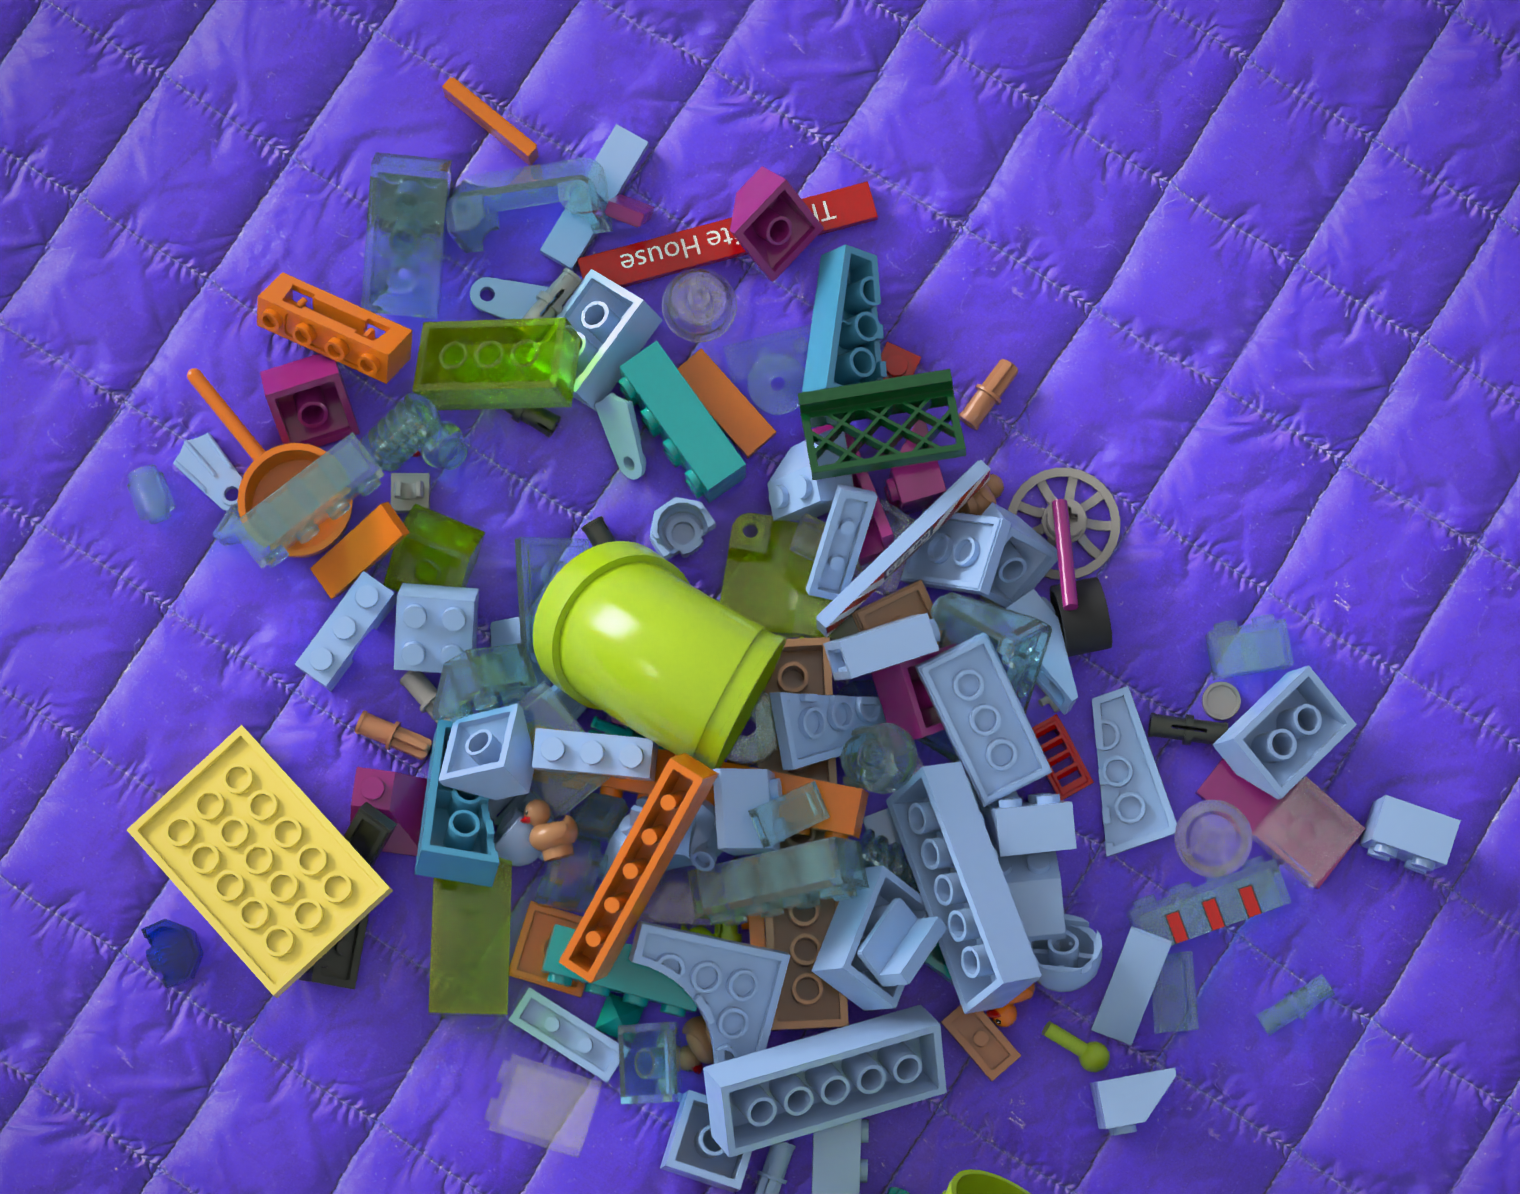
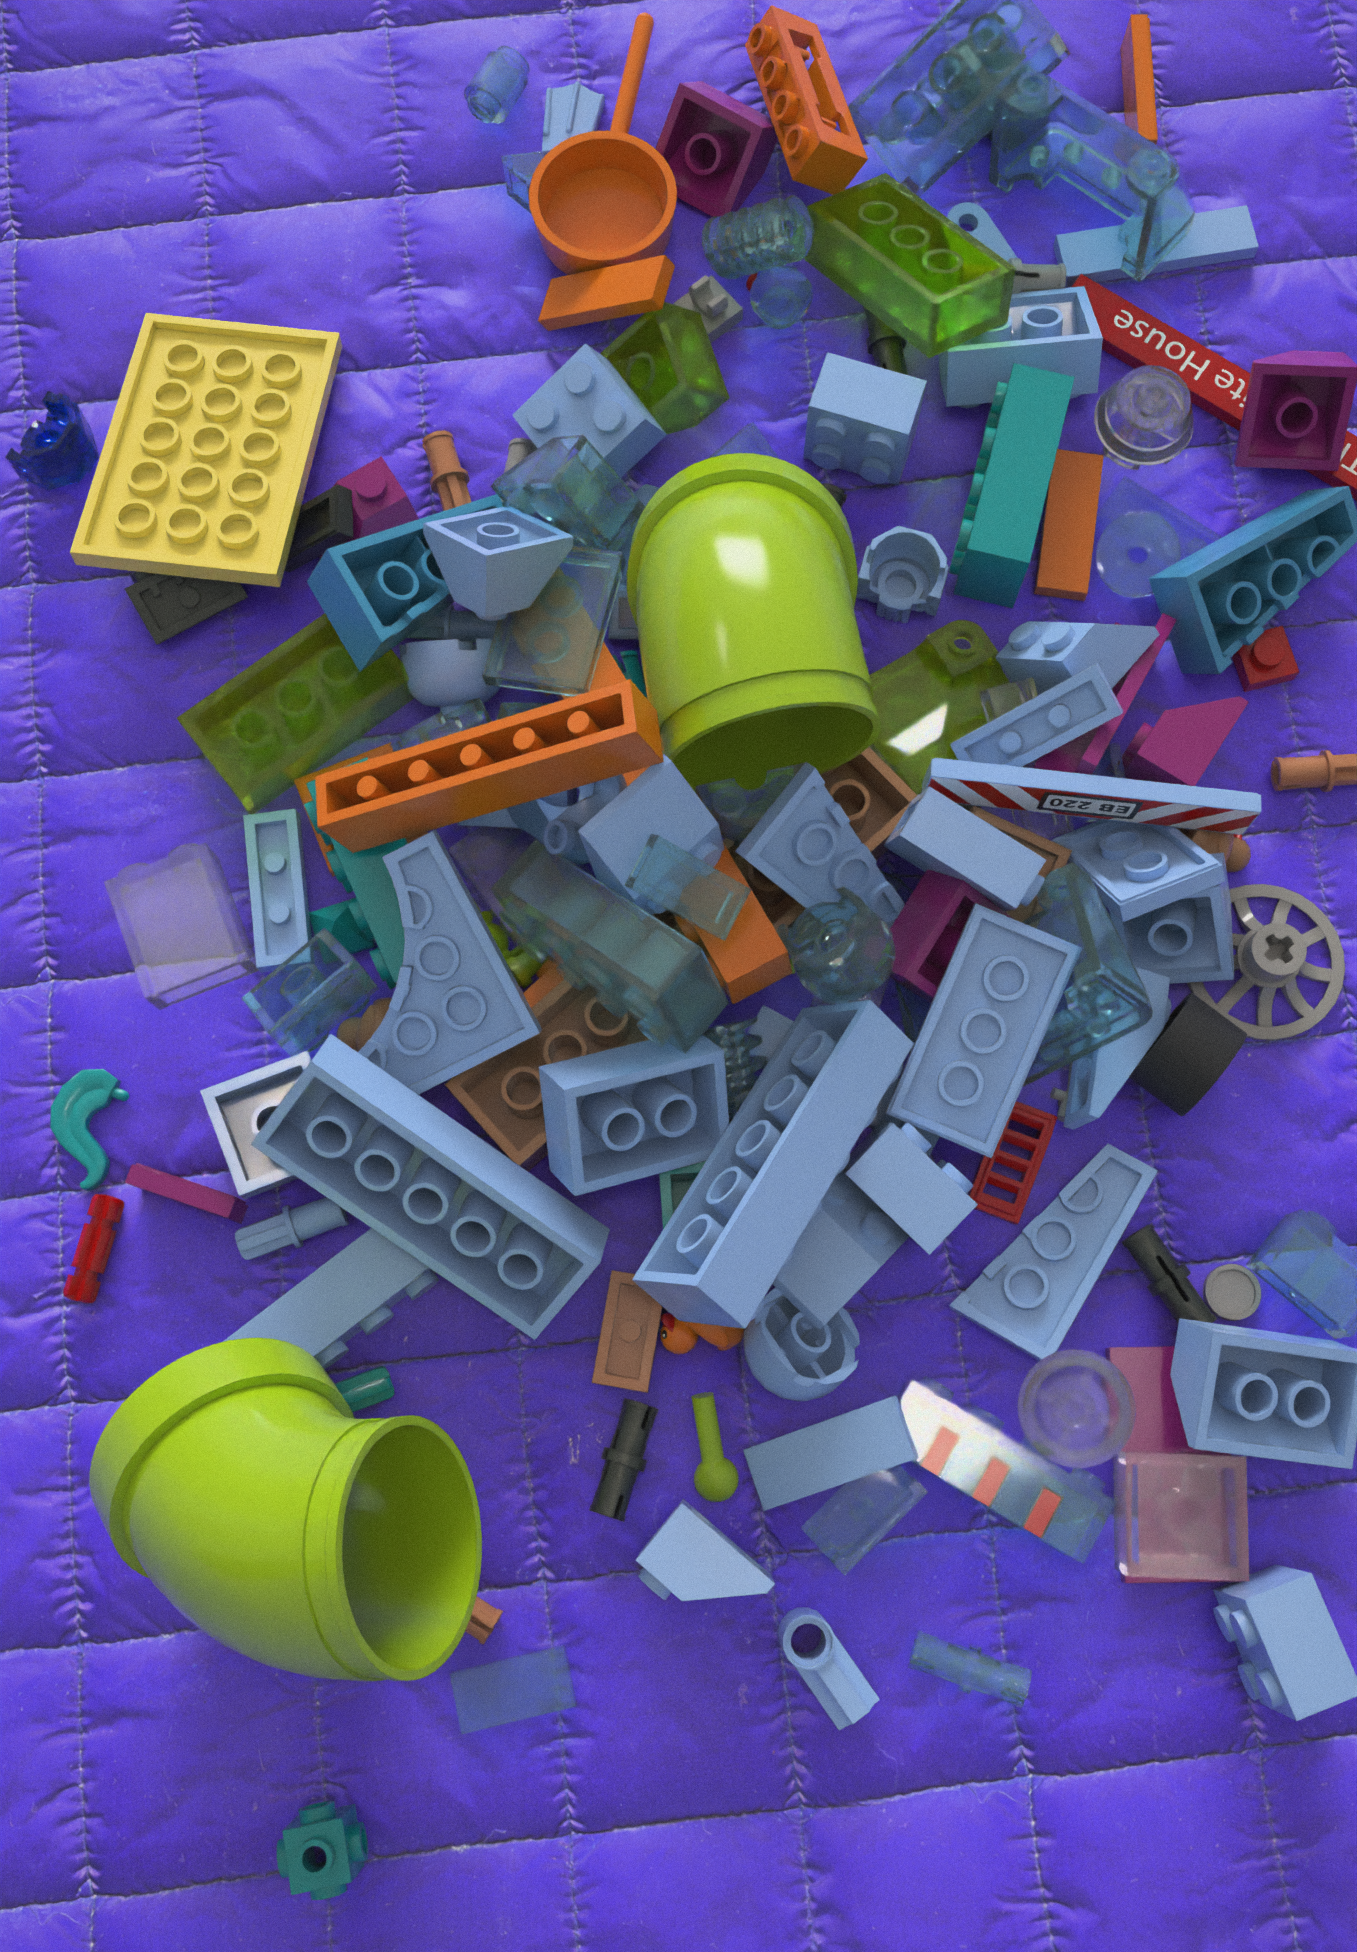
camera: 55 degrees right, 5 degrees down
(307, 501) = (607, 194): clear light blue brick -> none
(336, 642) = (483, 348): light blue arch -> none
(550, 838) = (460, 685): medium nougat animal -> none
(570, 471) = (863, 419): none -> light blue brick
(594, 754) = (573, 631): light blue arch -> none
(623, 434) = (947, 445): piece -> none
(629, 210) = (1176, 269): magenta tile -> none
(877, 402) = (1228, 651): dark green fence -> none
(899, 944) = (649, 1137): light blue panel -> none
(1045, 1097) = (624, 1459): none -> pearl dark grey pin
(1065, 554) = (1240, 974): magenta bar -> none
(1237, 1078) = (828, 1670): none -> light blue piece

